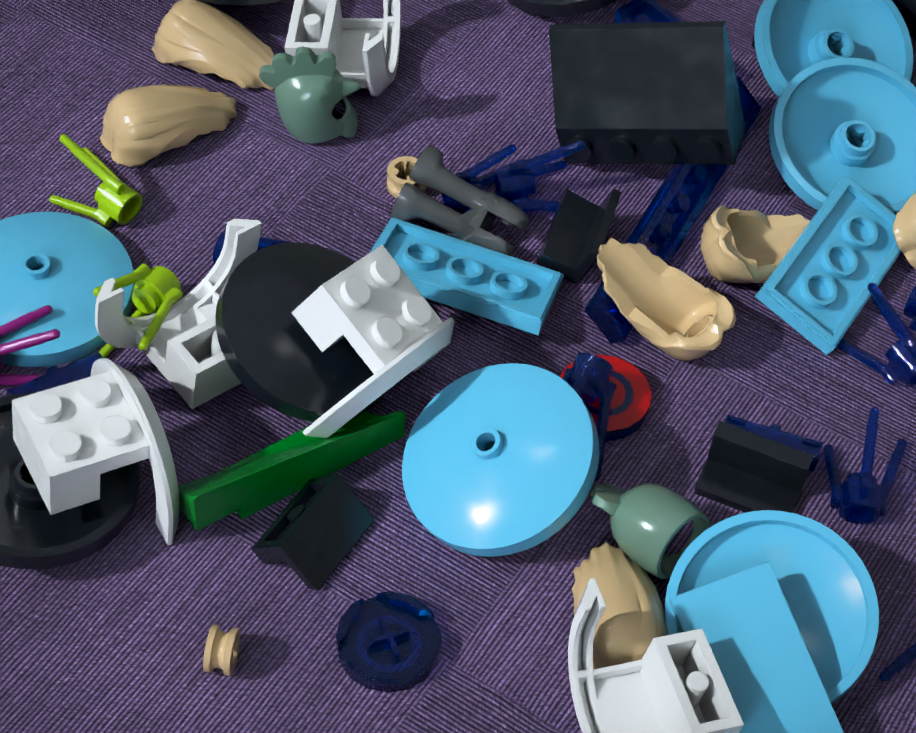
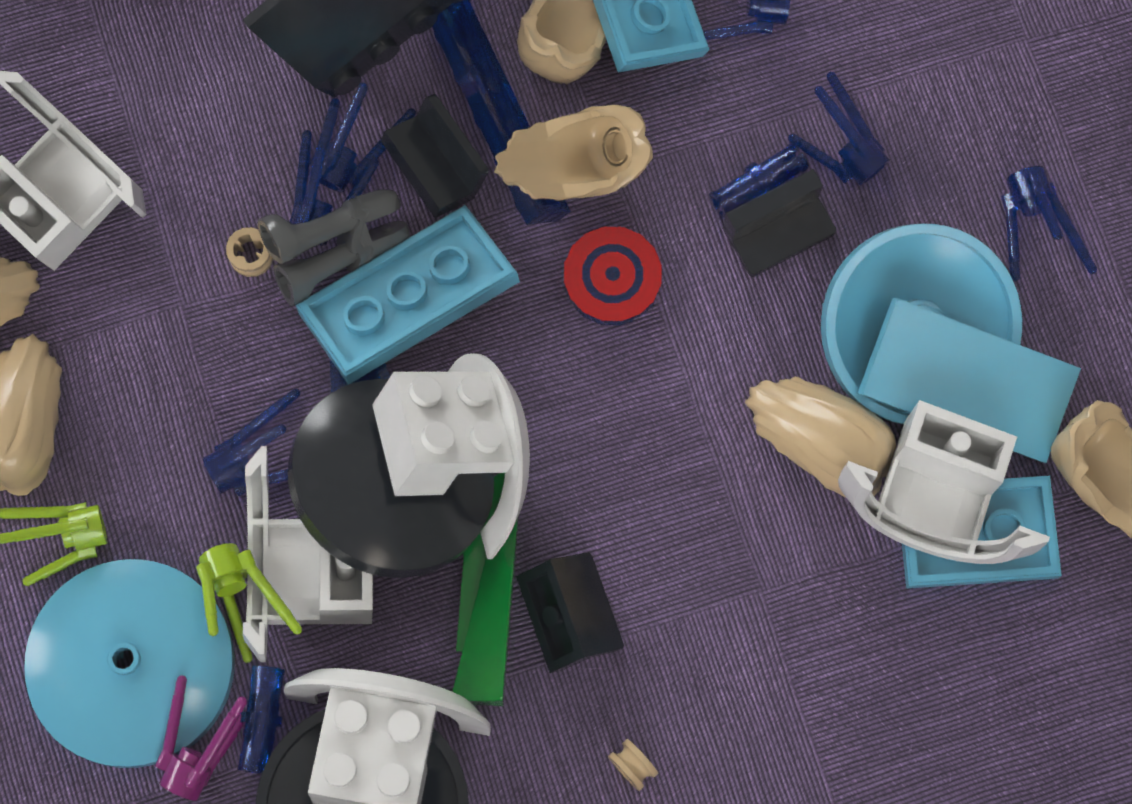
camera: 50 degrees left, 25 degrees up
(306, 93) = (104, 271): sand green piece -> none
(388, 642) = (713, 626): clear blue tile -> none
(500, 460) = (642, 373): medium azure dish -> none
(591, 380) = (608, 285): clear blue plant -> none
(647, 520) = (772, 347): sand green piece -> none

